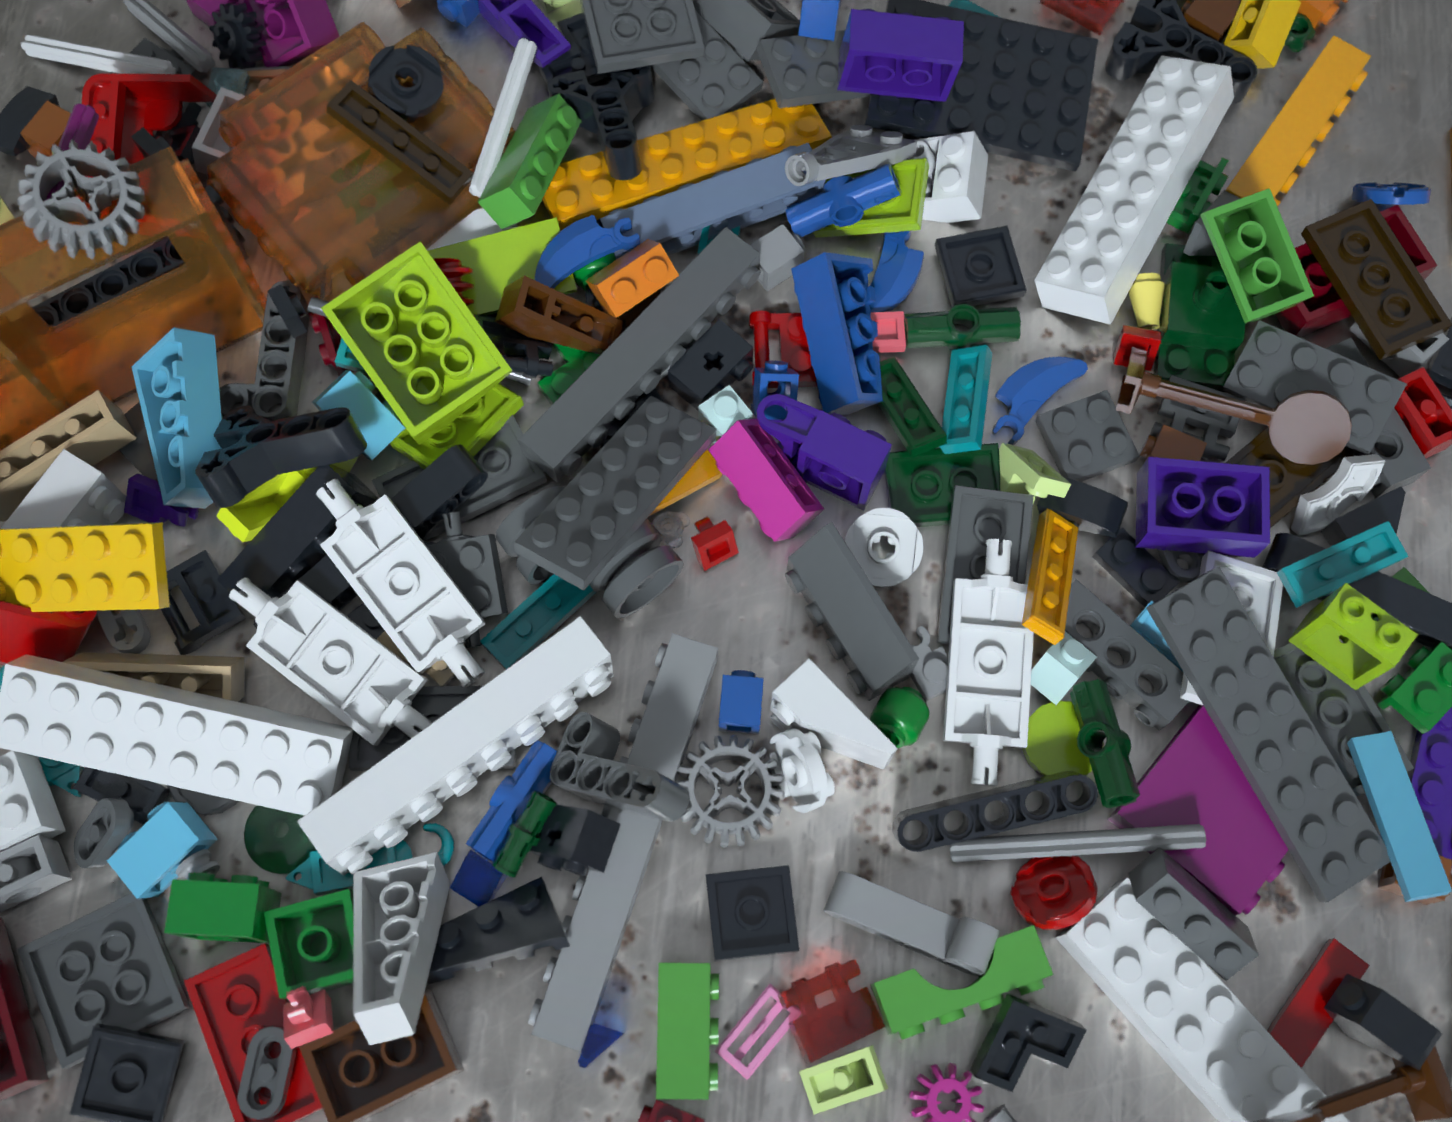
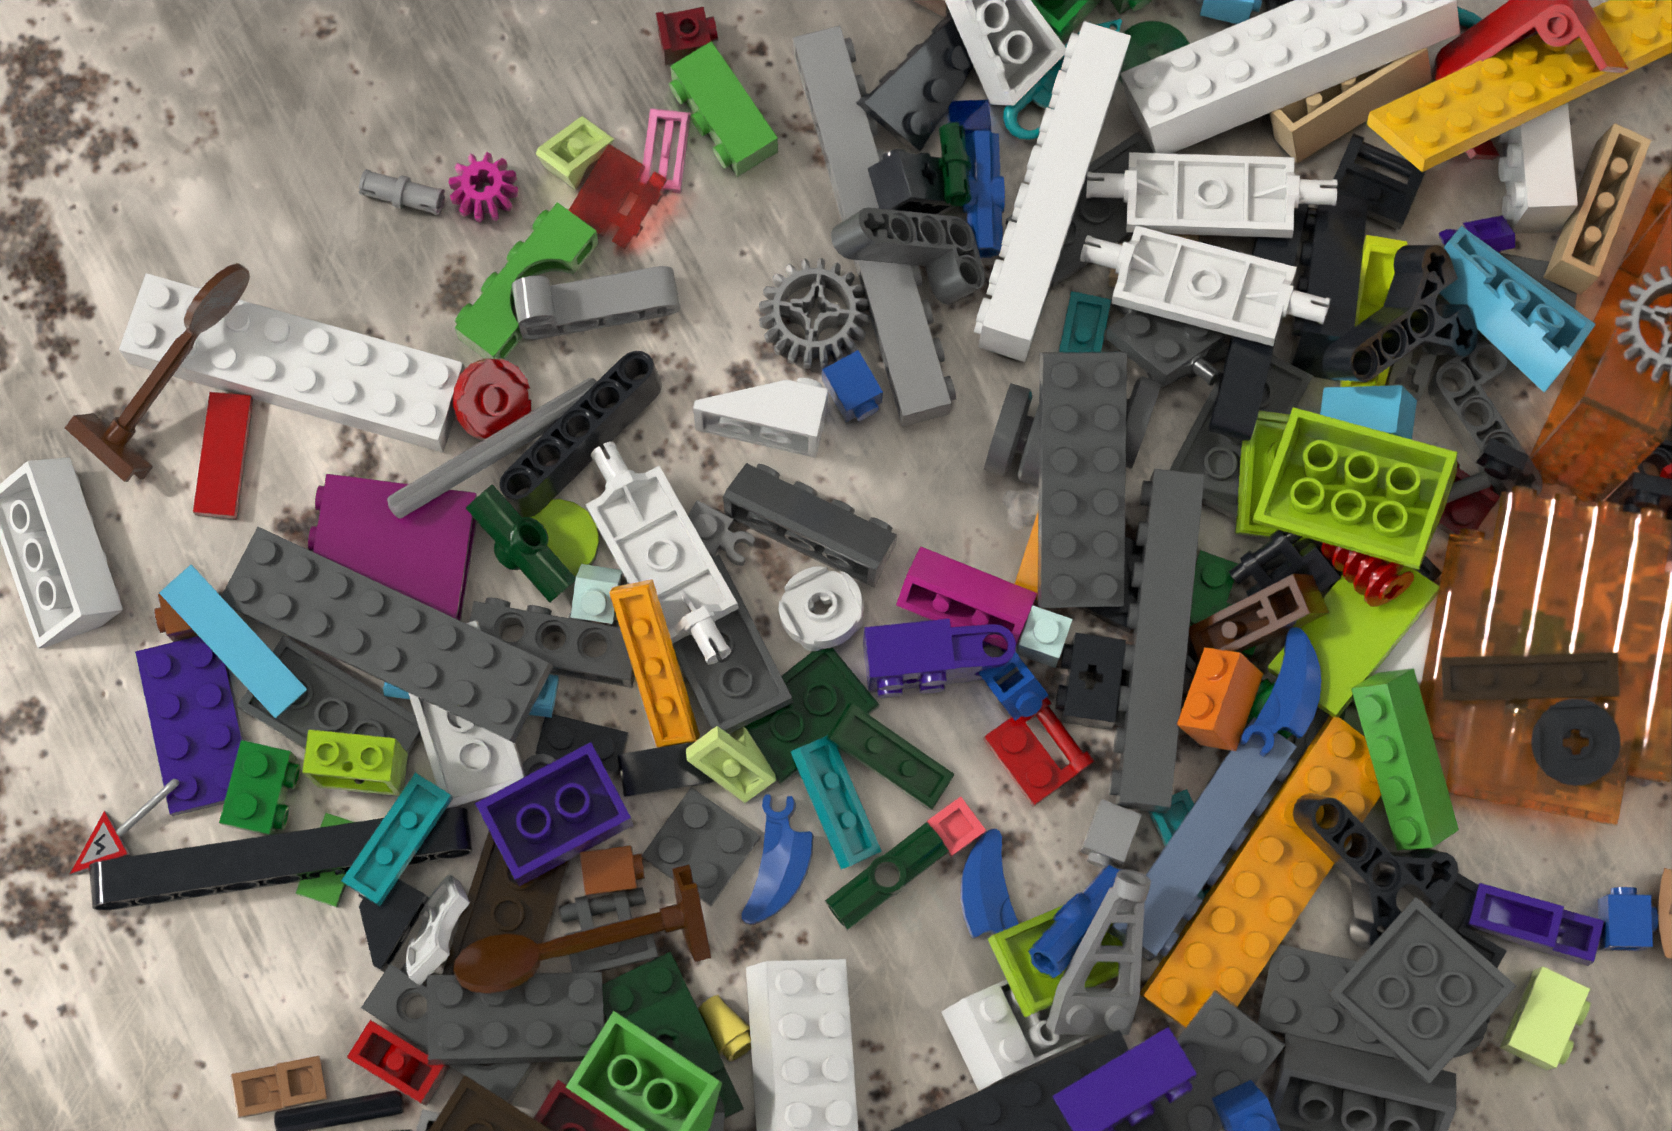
camera: 145 degrees right, 5 degrees up
(503, 115) = (1468, 791): white axle -> none
(597, 1043) = (785, 61): clear blue slope -> none
(713, 542) = (974, 516): red tile -> none
(752, 913) = (730, 231): black plate -> none
(802, 769) = (770, 364): white plate -> none
(840, 330) = (996, 787): blue wedge -> none
(901, 715) = (710, 465): green head -> none
(980, 267) = (909, 958): black plate -> none
(1022, 1031) = (452, 276): black plate -> none
(1137, 338) = (708, 970): red tile -> none
(1192, 914) = (367, 443): dark grey brick -> none
(1381, 1021) = (165, 457): black slope -> none

